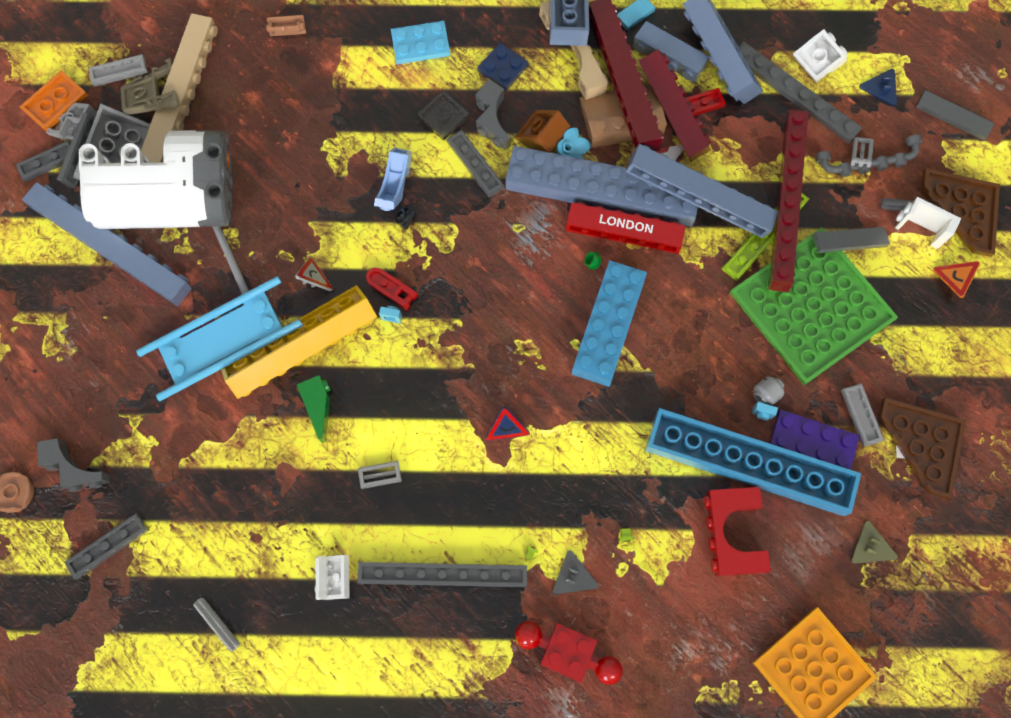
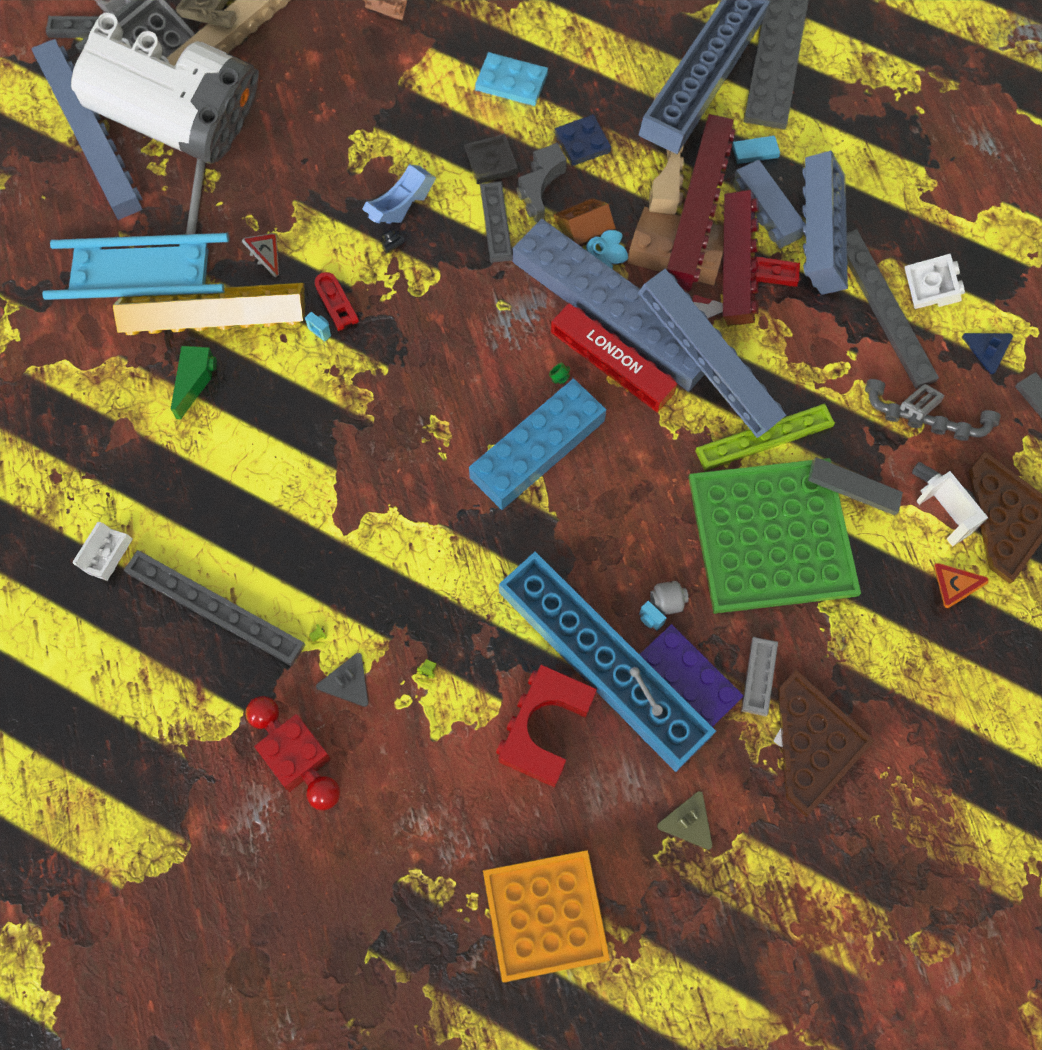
camera: 25 degrees right, 5 degrees down
(397, 472) = (210, 486): light grey tile -> none
(506, 426) = (368, 493): piece -> none
(788, 201) = (805, 412): dark red brick -> none
(812, 480) = (656, 709): none -> light grey hinge

